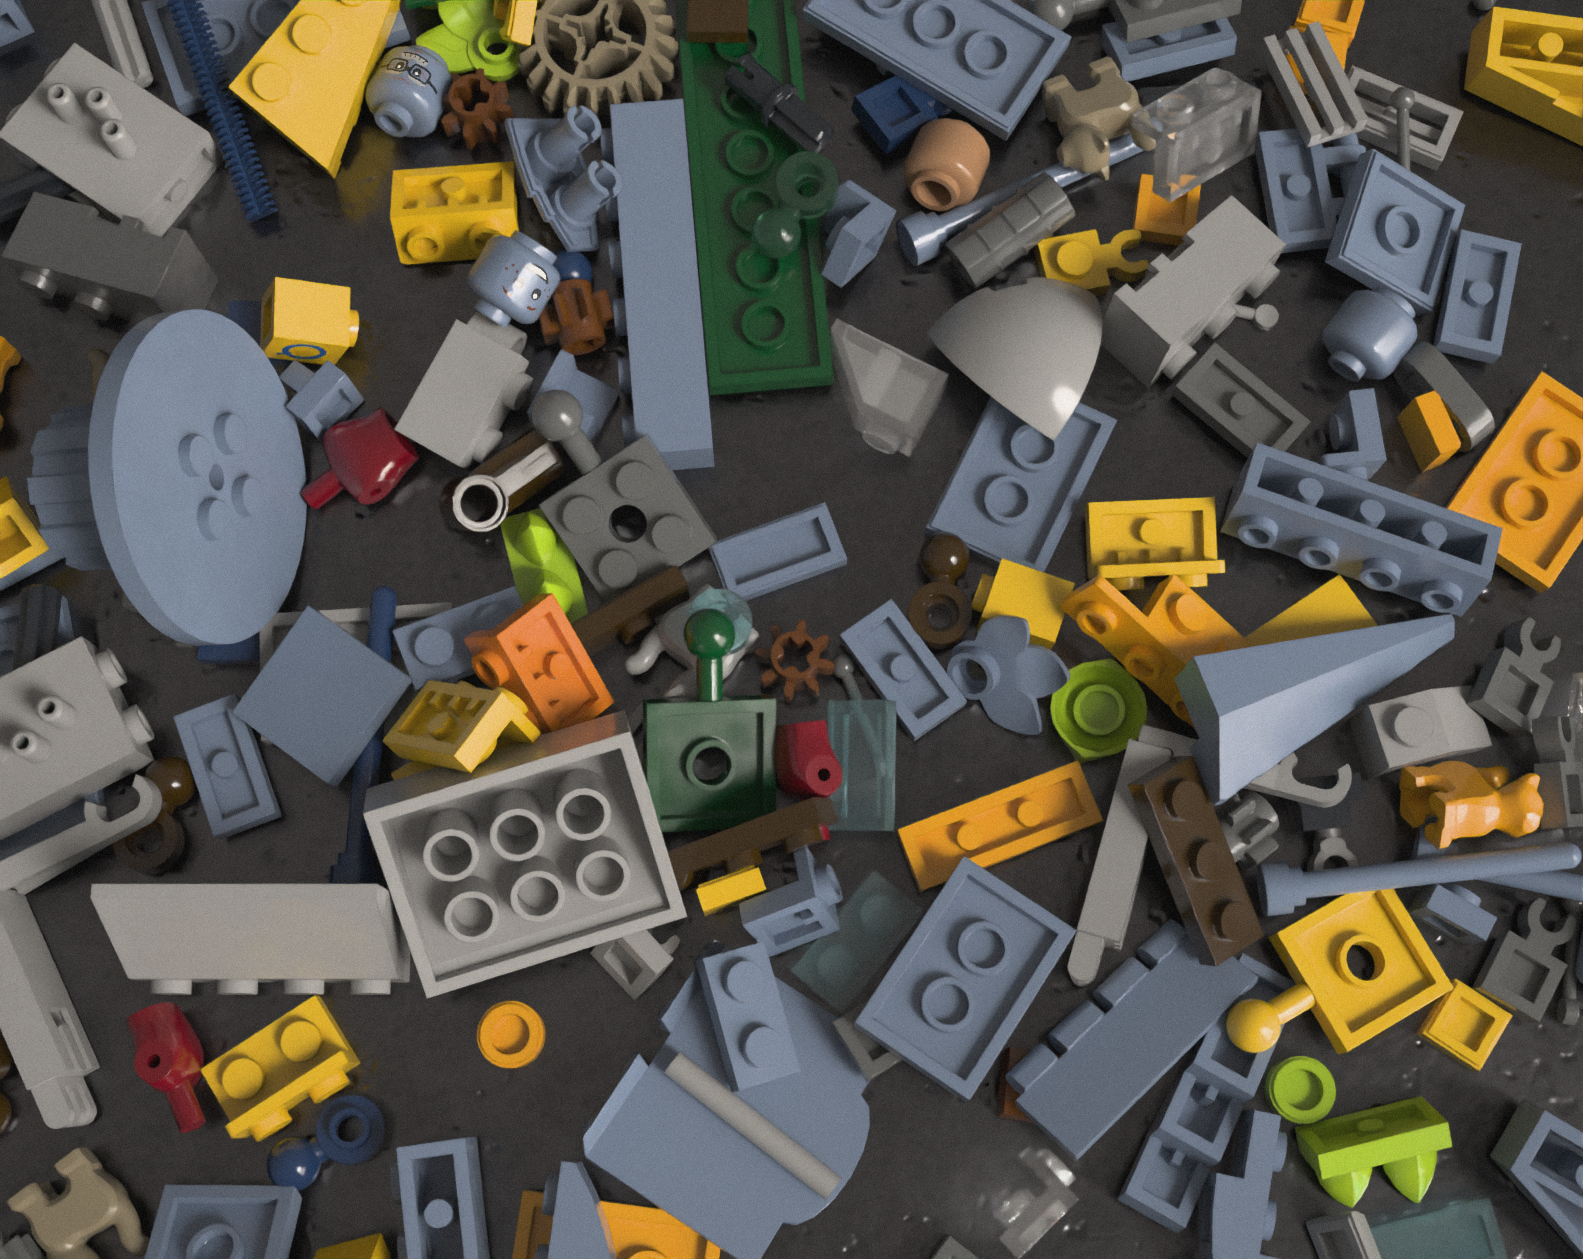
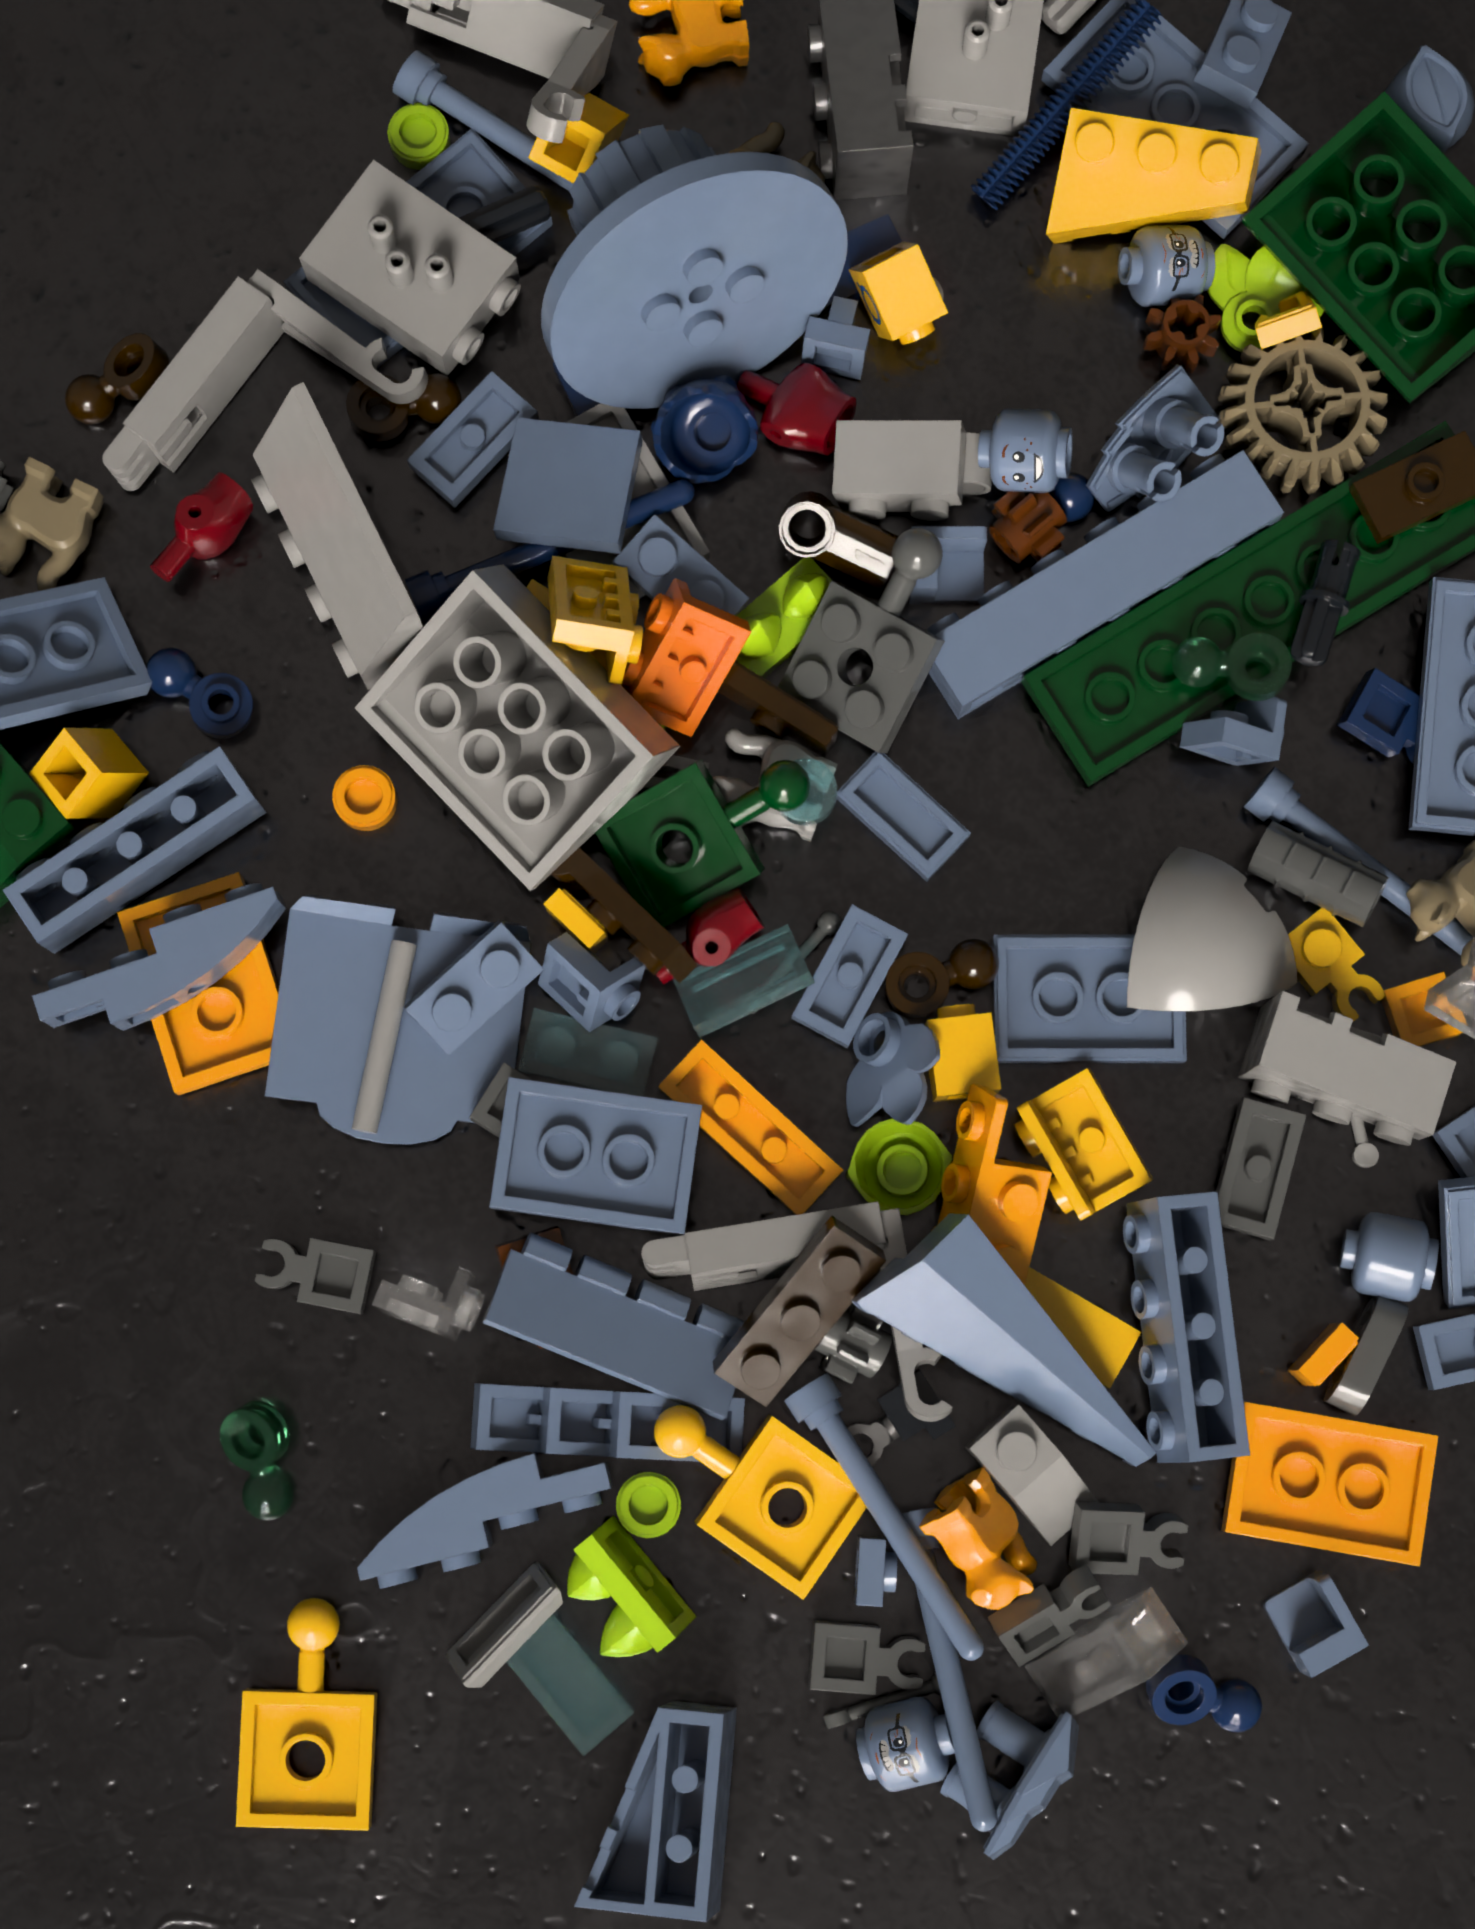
camera: 65 degrees right, 5 degrees up
(280, 1068) = (244, 620): yellow bracket -> none
(336, 550) = (704, 429): none -> dark blue hair
(452, 210) = (1074, 364): yellow bracket -> none
(636, 960) = (477, 871): light grey tile -> none
(798, 643) = (802, 860): reddish brown gear -> none
(884, 389) = (1102, 836): clear slope -> none
(946, 164) = (1354, 785): medium nougat head -> none
(1358, 435) = (1285, 1286): sand blue bracket -> none
(1464, 1025) = (778, 1628): yellow tile -> none

